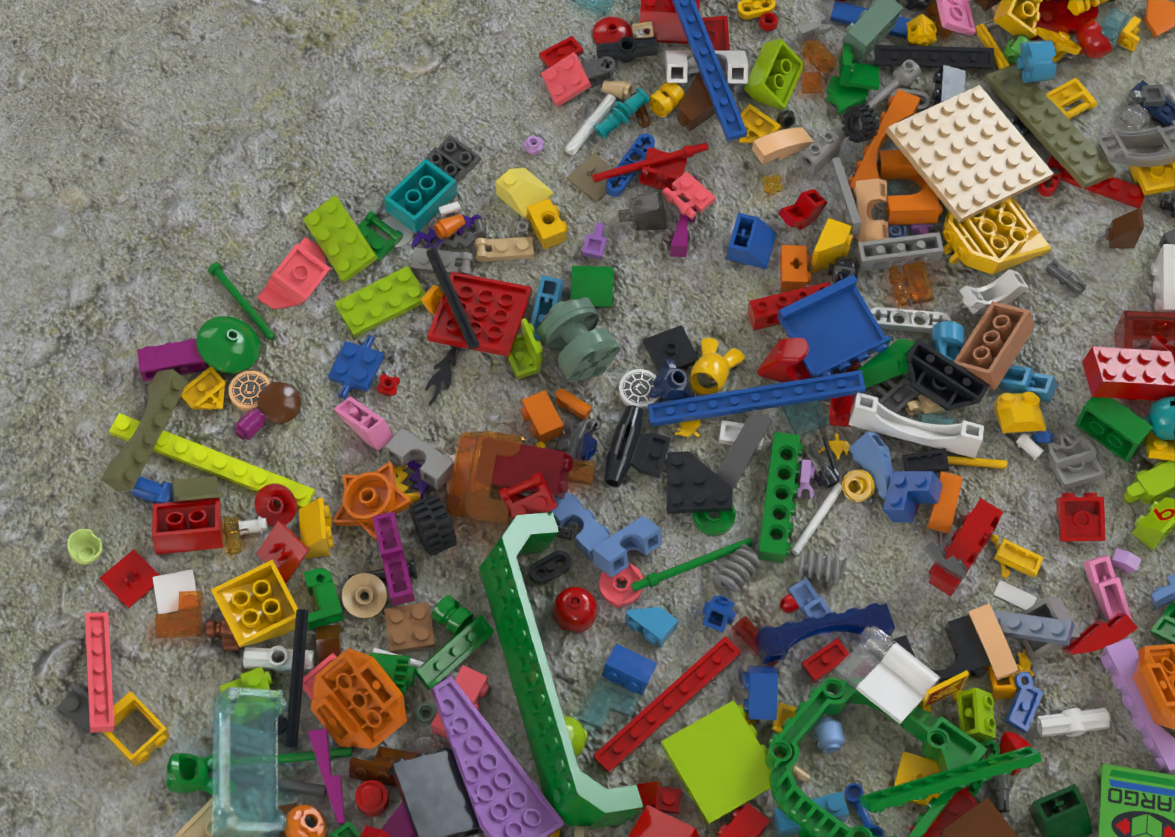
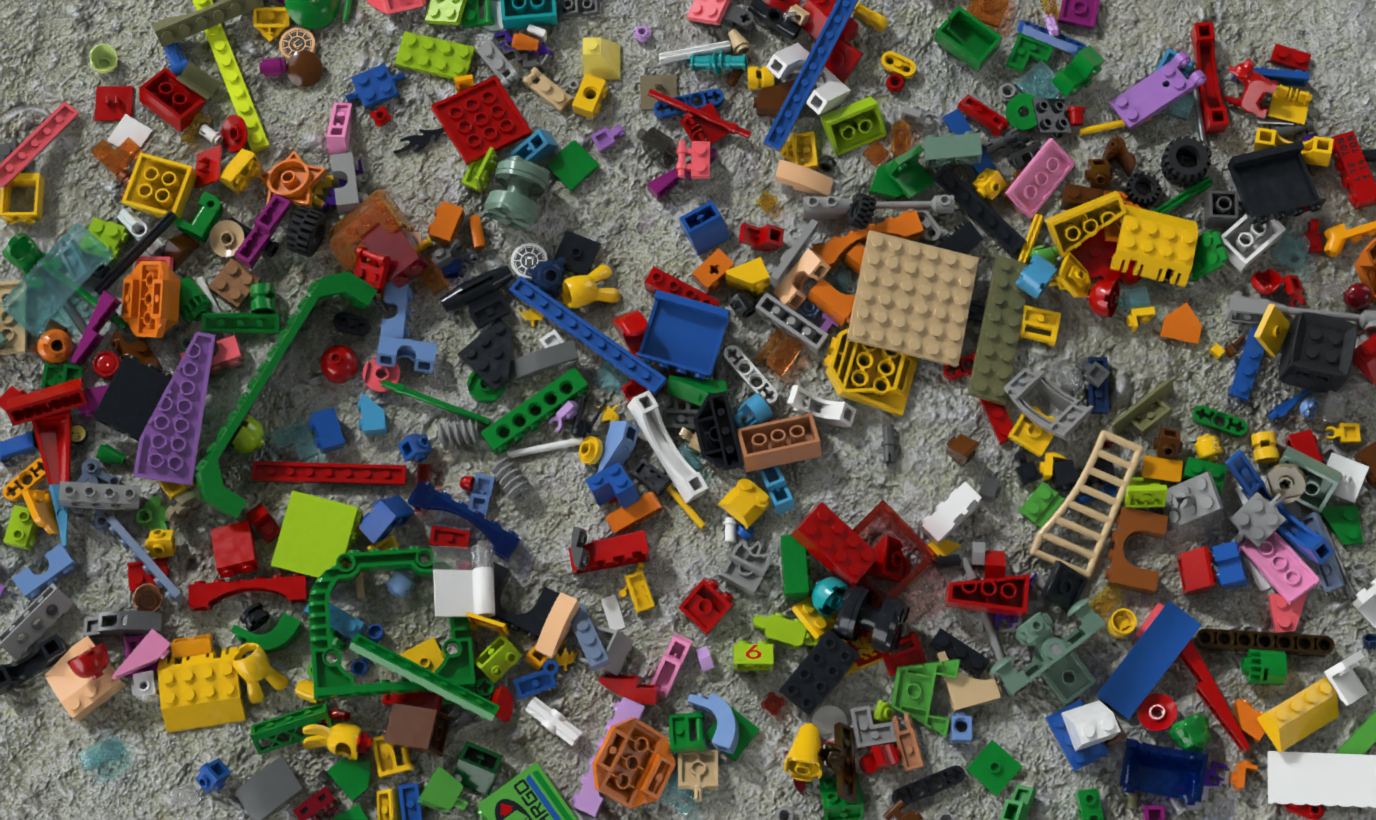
camera: 50 degrees right, 10 degrees up
(452, 298) = (470, 94): black axle -> none

